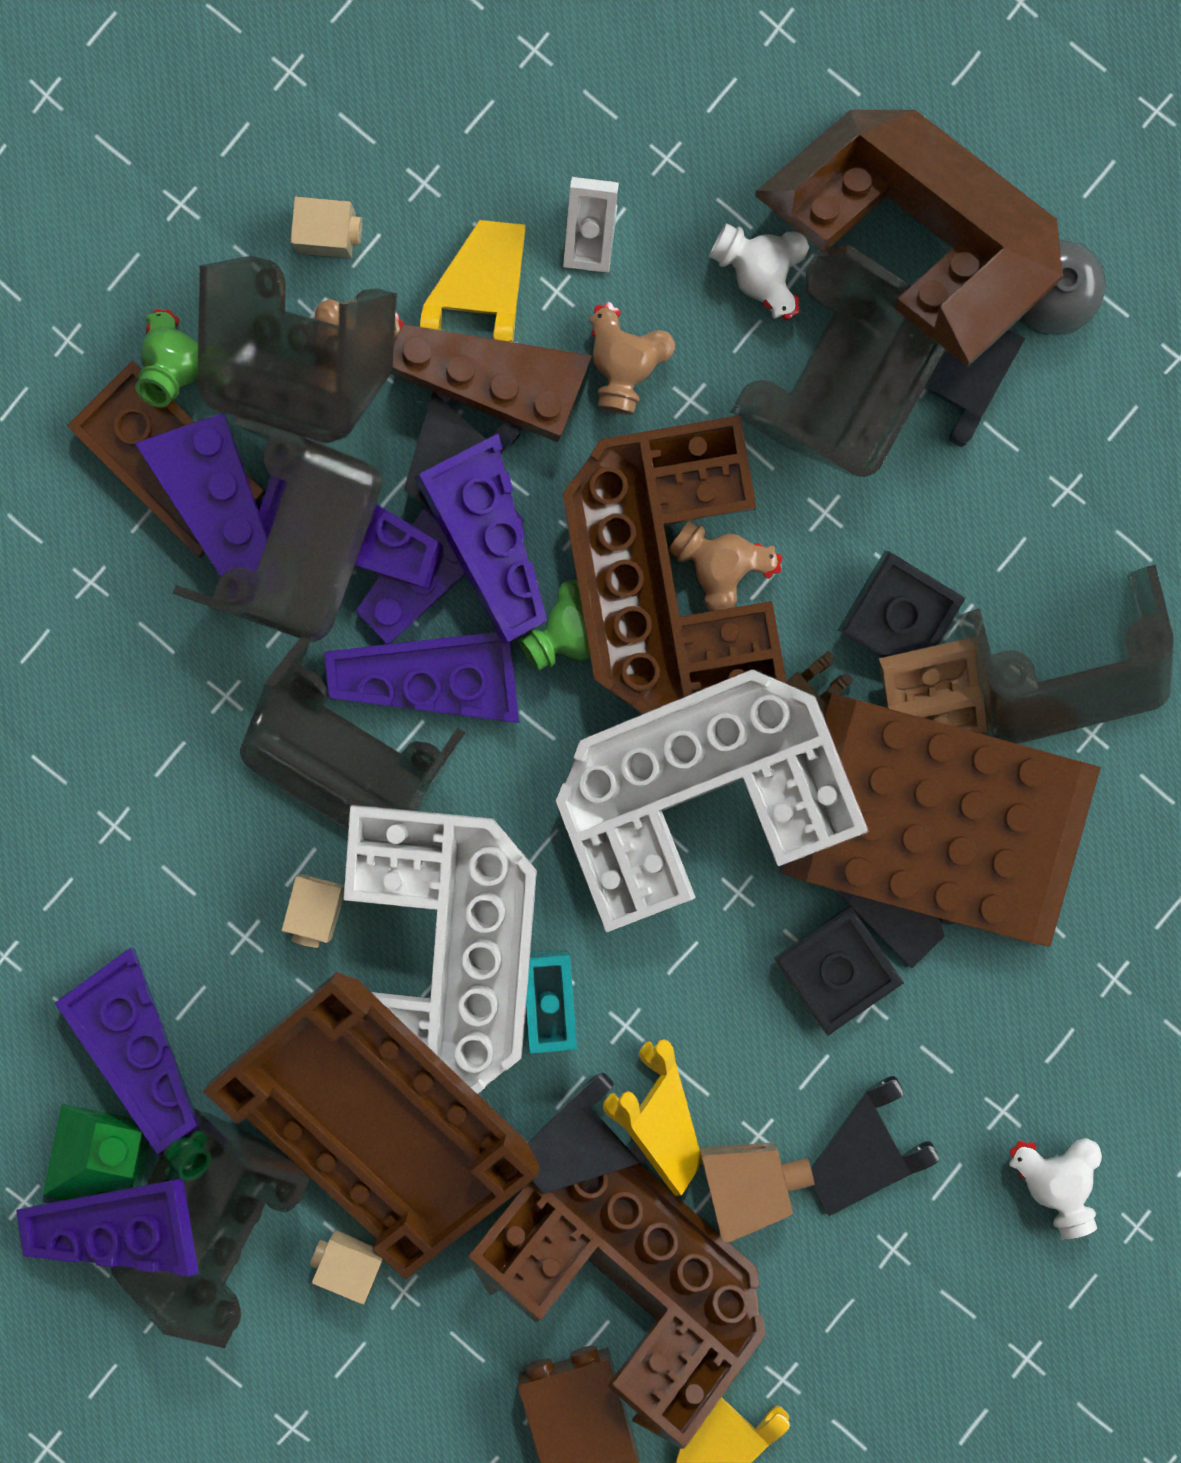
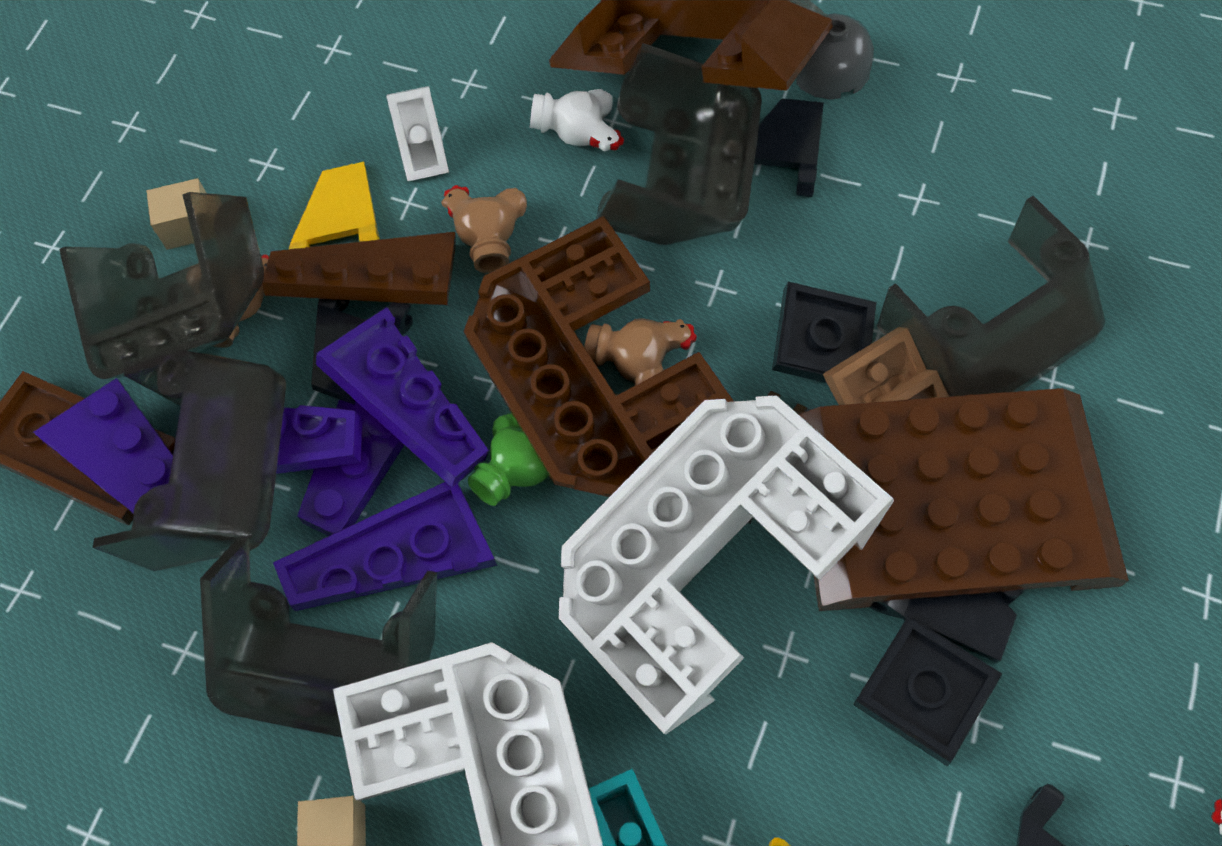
camera: 20 degrees left, 25 degrees down
(167, 359) = (53, 361): bright green animal -> none

